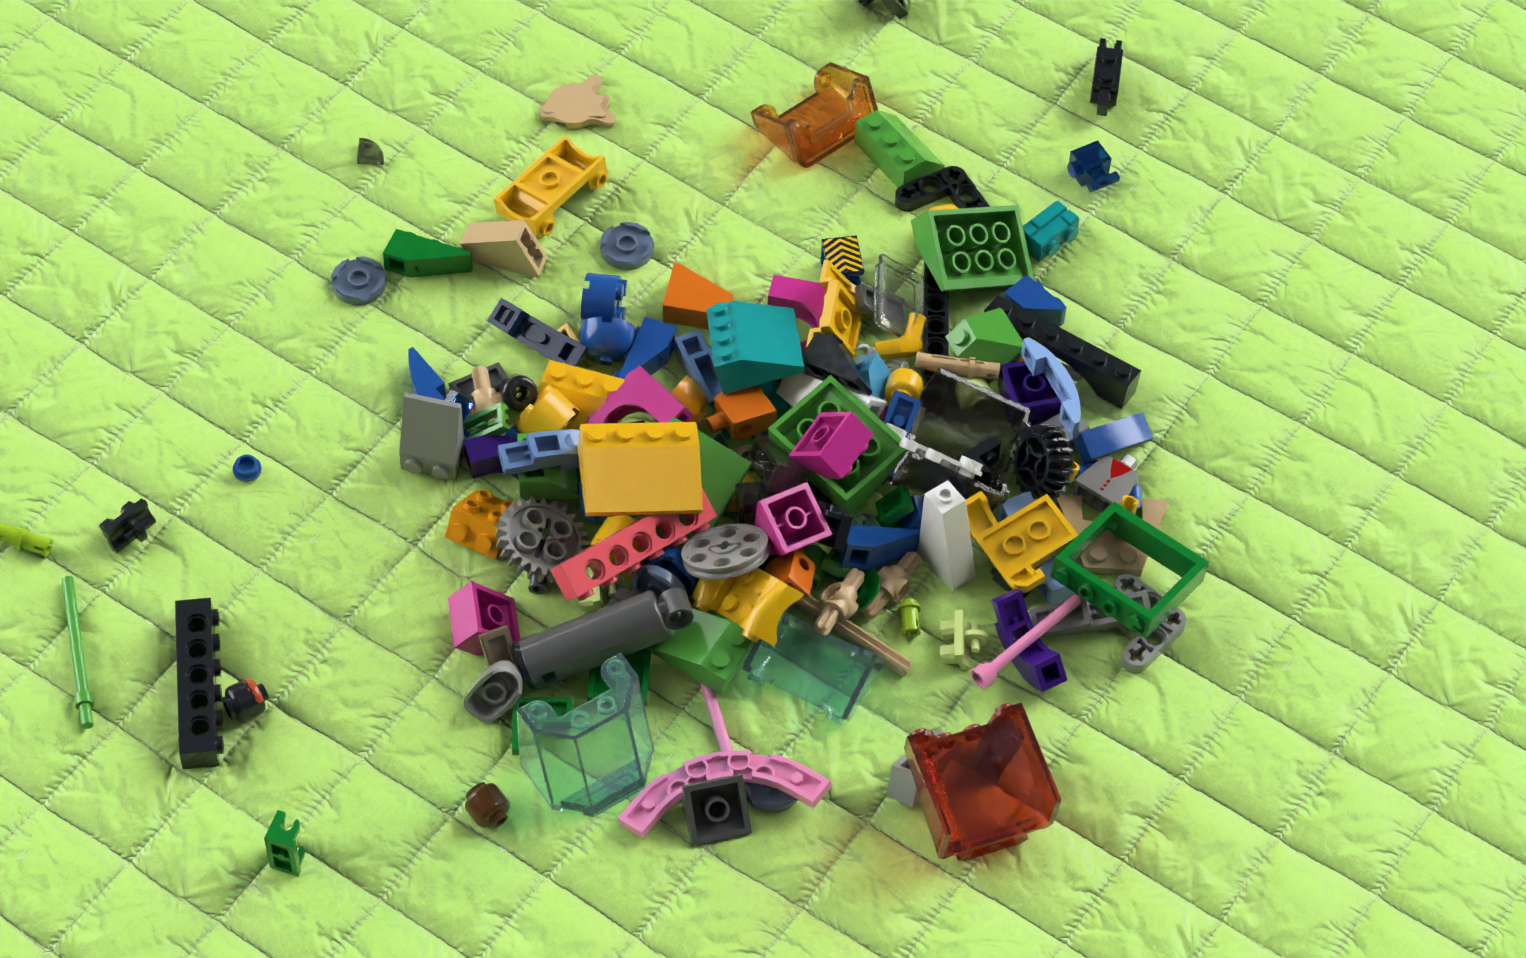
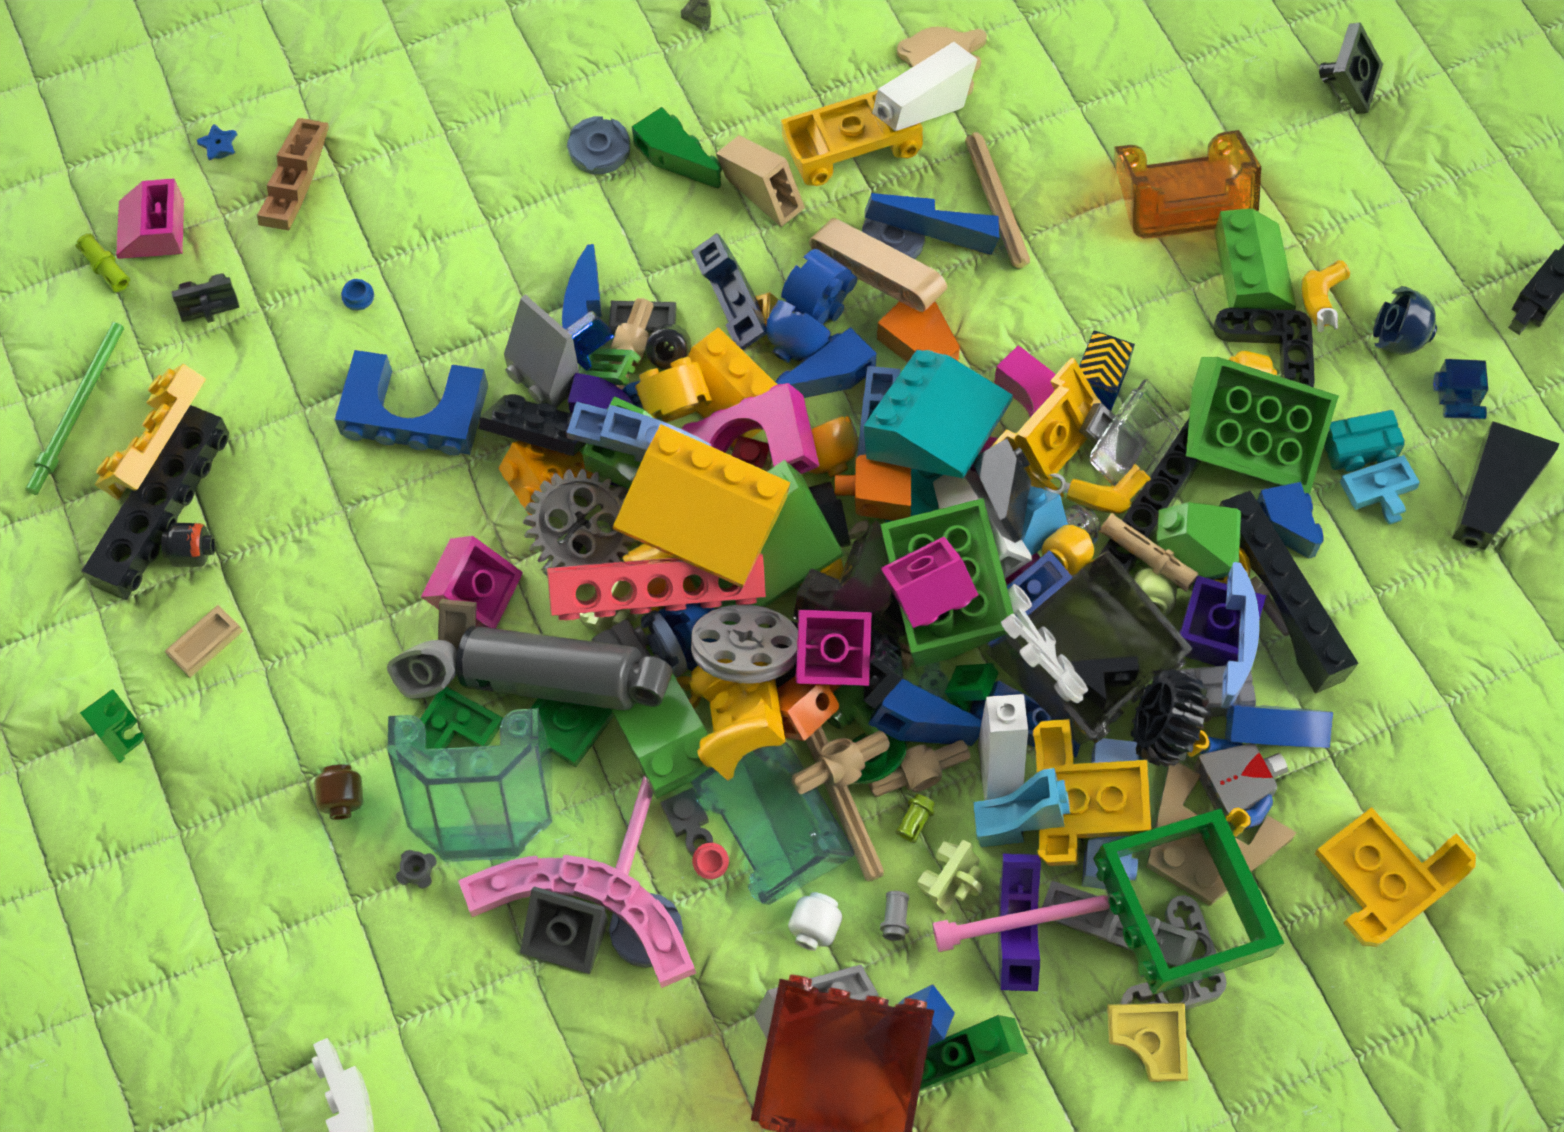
camera: 35 degrees right, 10 degrees up
(41, 489) = (151, 220): none -> dark pink slope
(54, 418) = (219, 150): none -> blue plate
(131, 406) = (294, 173): none -> medium nougat slope
(163, 610) = (171, 399): none -> yellow piece
(303, 762) = (203, 641): none -> tan tile
(321, 547) = (445, 428): none -> blue arch
(459, 488) = (530, 423): none -> black plate
(579, 821) = (409, 861): none -> dark grey plate
(593, 127) = (927, 89): none -> white slope
(638, 264) = (880, 265): none -> tan beam
(645, 220) = (919, 216): none -> blue slope
(687, 187) = (997, 200): none -> tan axle
(750, 697) = (687, 817): none -> dark grey plate
(787, 716) = (710, 860): none -> coral plate
(888, 714) = (815, 921): none -> white head
(942, 690) = (895, 924): none -> light grey pin
(955, 152) = (1315, 293): none -> yellow arm
(992, 560) = (1031, 807): none -> medium azure arch
(1026, 140) = (1405, 322): none -> dark blue cylinder
(1057, 732) = (972, 1051): none -> green slope
(1080, 253) = (1381, 484): none -> medium azure plate
(1154, 215) = (1500, 479): none -> black slope
(1159, 669) = (1154, 1034): none -> light yellow tile
(1243, 497) = (1389, 877): none -> yellow piece

